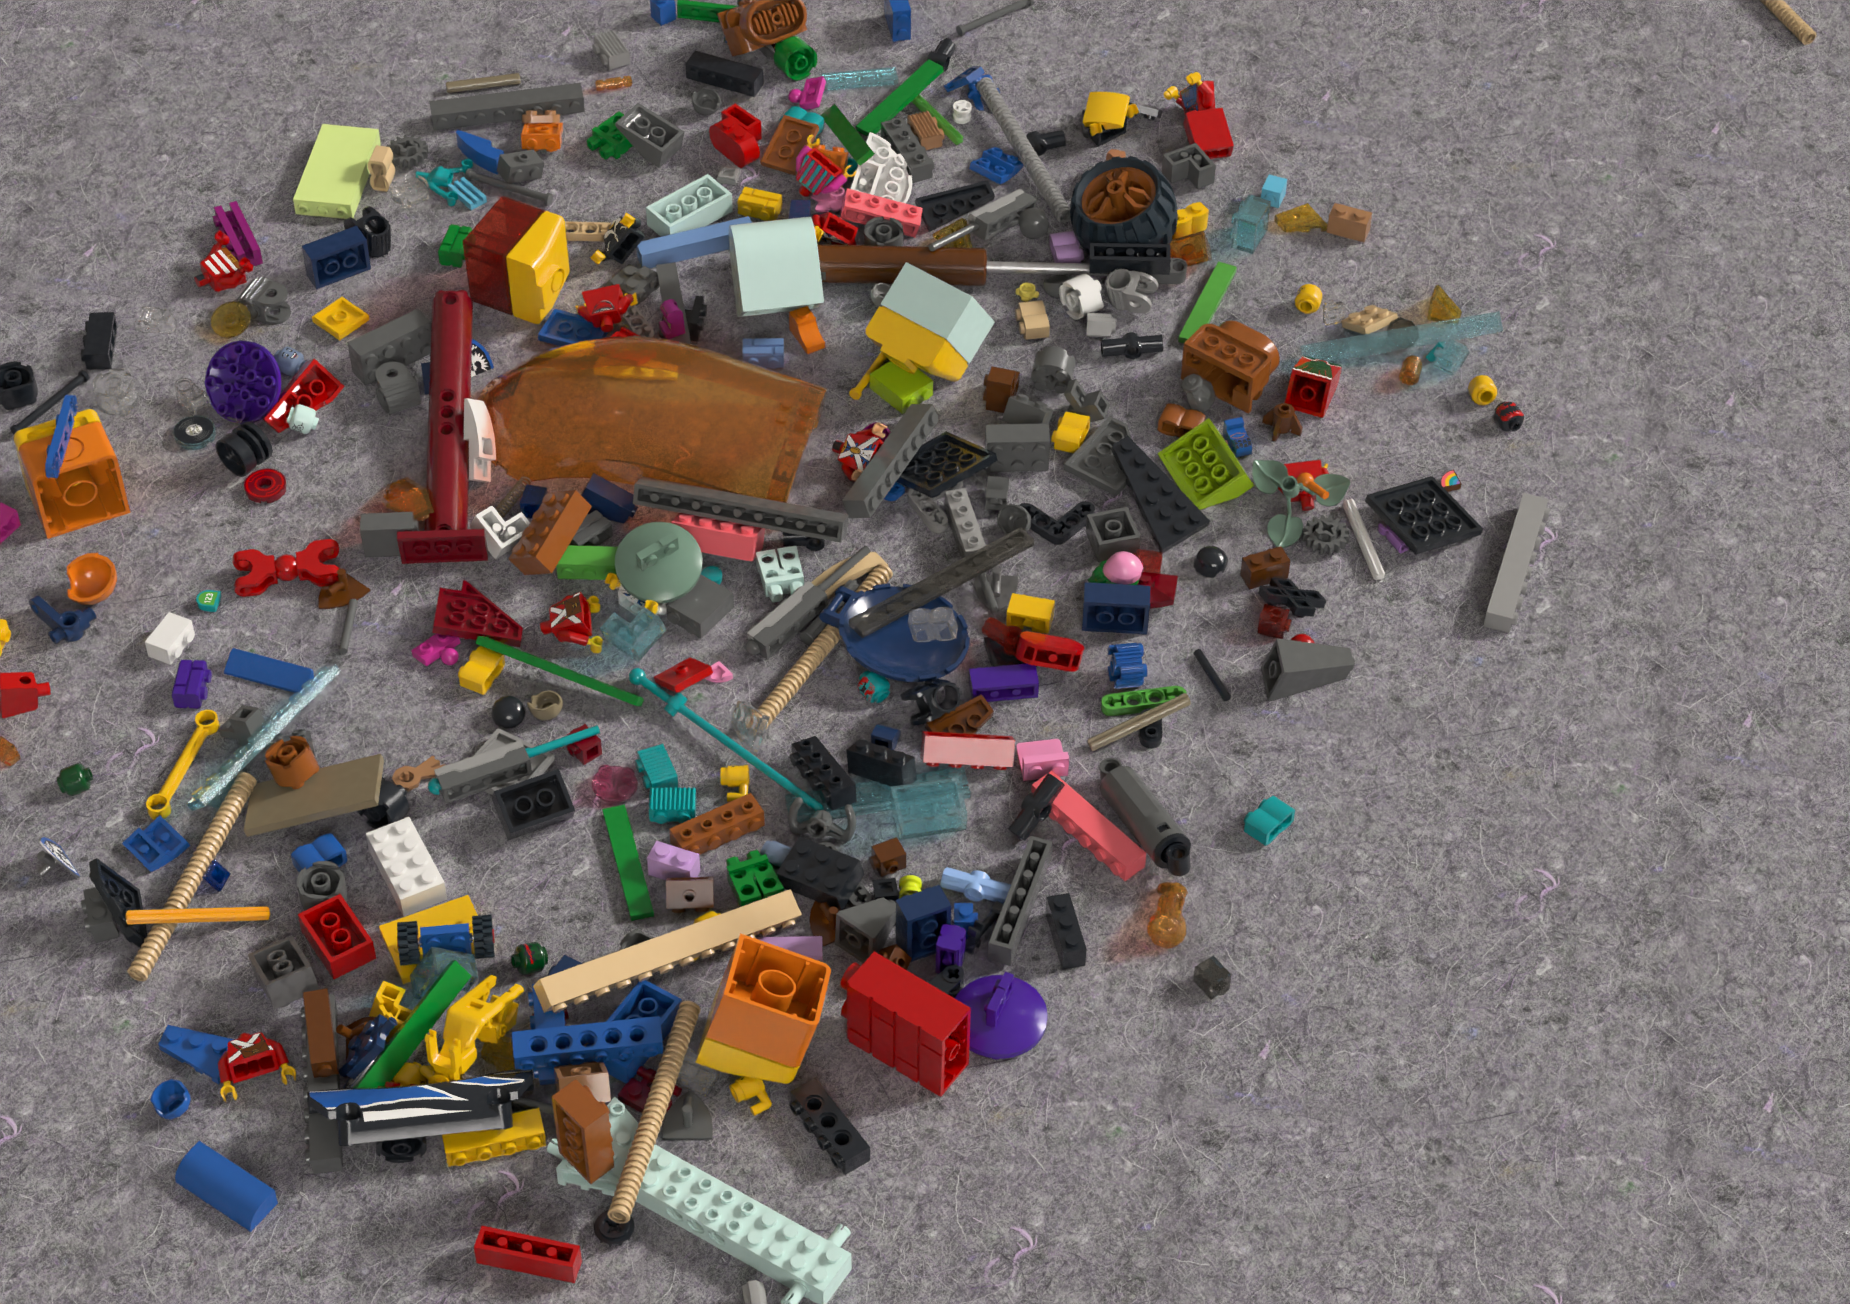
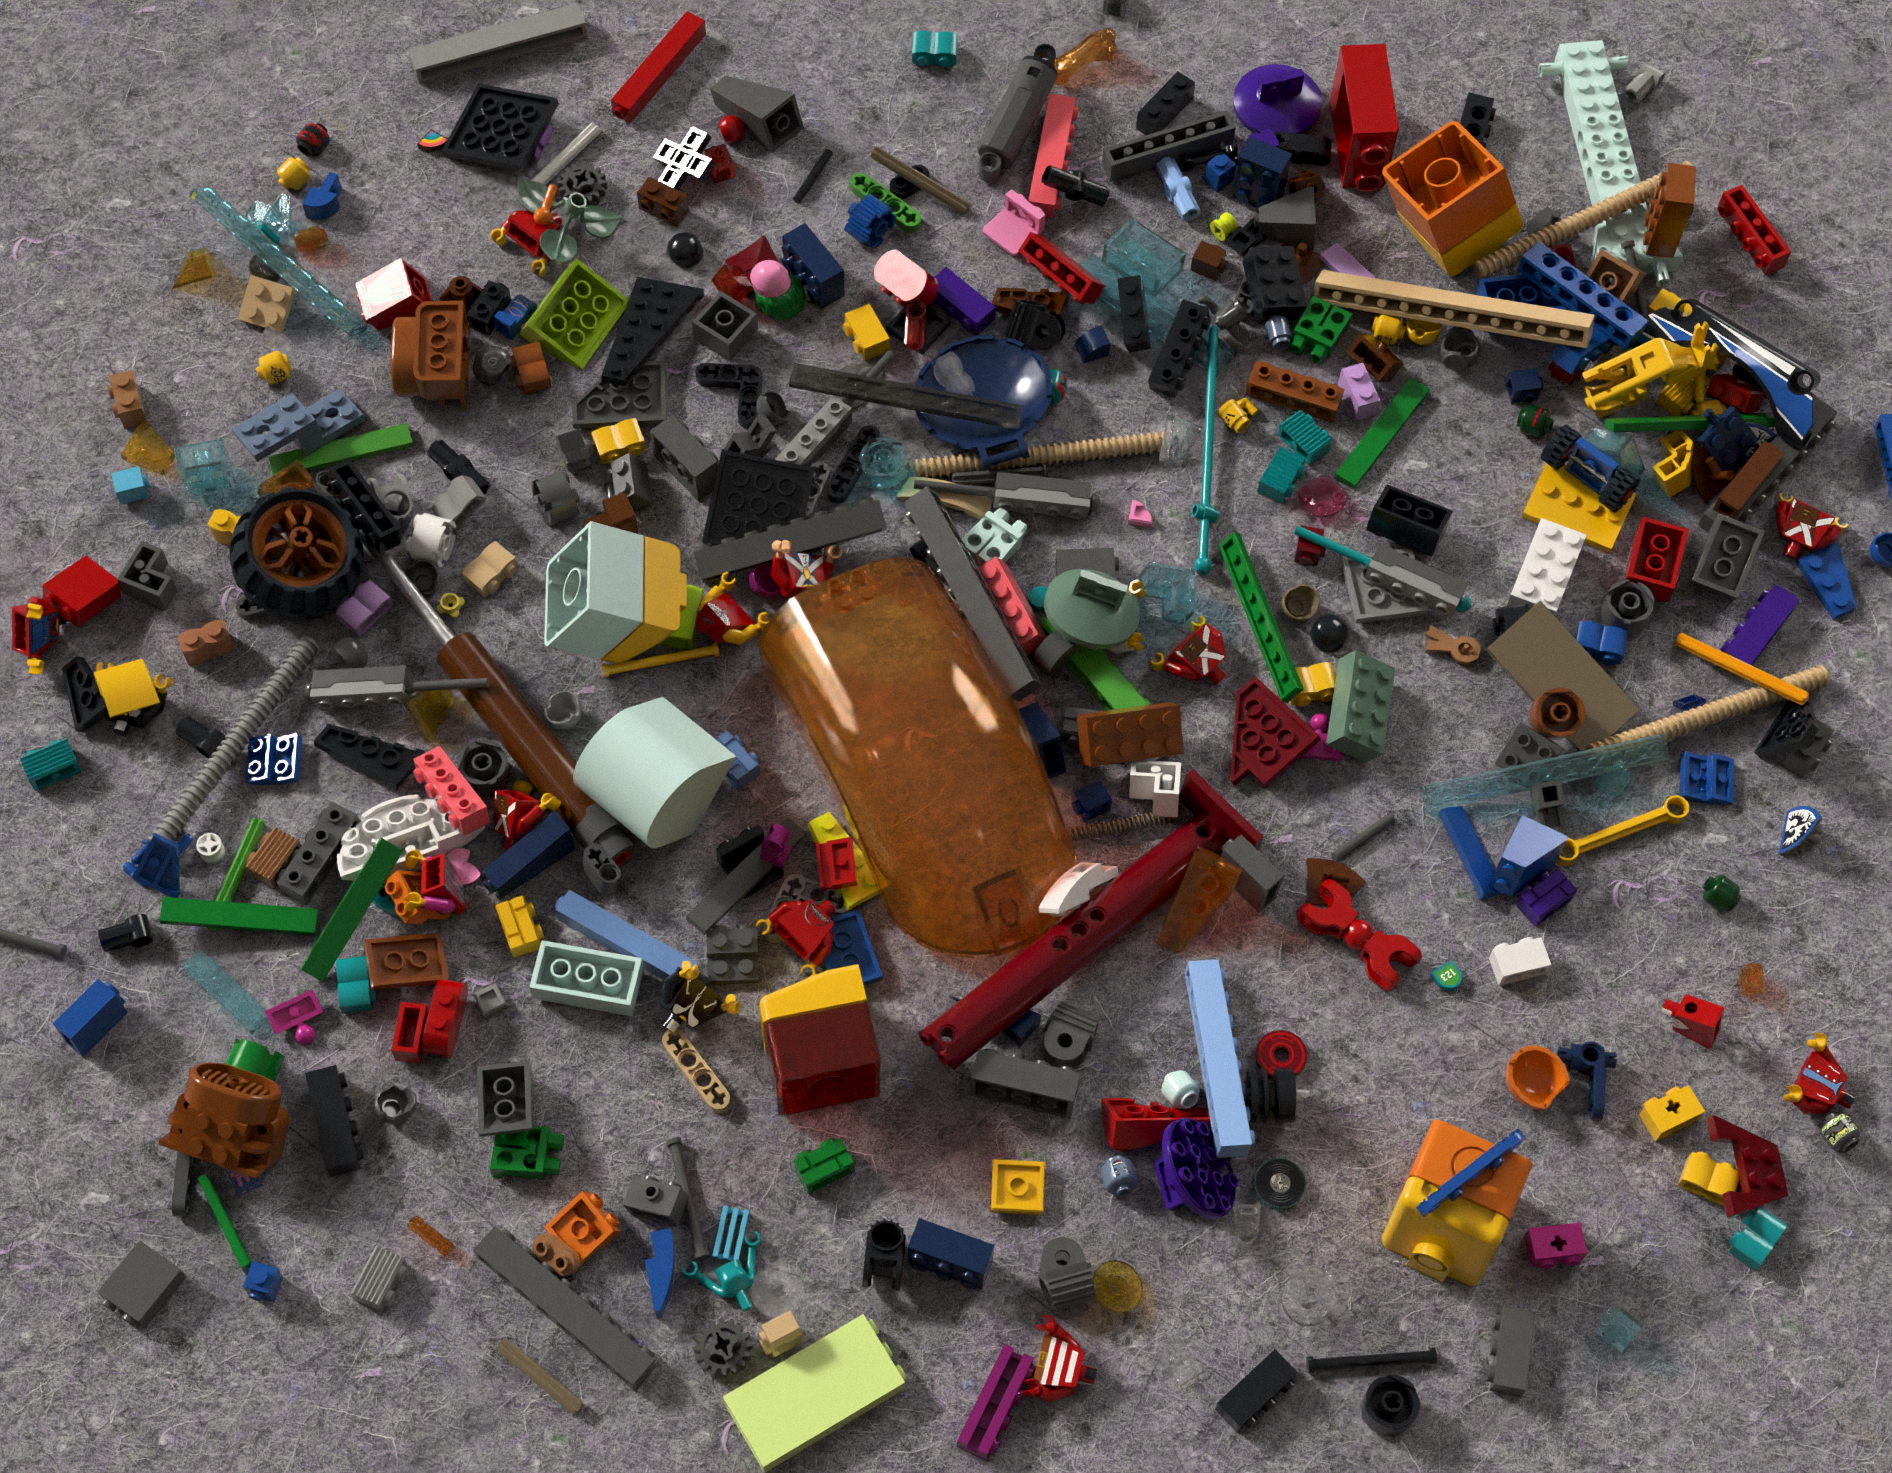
camera: 130 degrees left, 15 degrees up
(214, 963) = (1761, 625): none -> dark purple brick
(224, 678) = (1527, 856): none -> slope
(299, 441) = (1218, 1059): none -> light blue brick
(430, 673) = (1360, 706): none -> sand green brick
(683, 675) = (1173, 526): red plate -> none
(868, 398) = (725, 618): none -> torso
(901, 548) = (885, 464): none -> clear light blue brick
(923, 545) = (850, 462): none -> black beam
(1094, 74) = (50, 764): none -> teal brick
(1242, 280) = (293, 422): none -> sand blue bracket
(1258, 428) = (491, 300): none -> black brick
(1406, 641) = (658, 67): none -> red brick
(1443, 395) = (324, 201): none -> blue brick

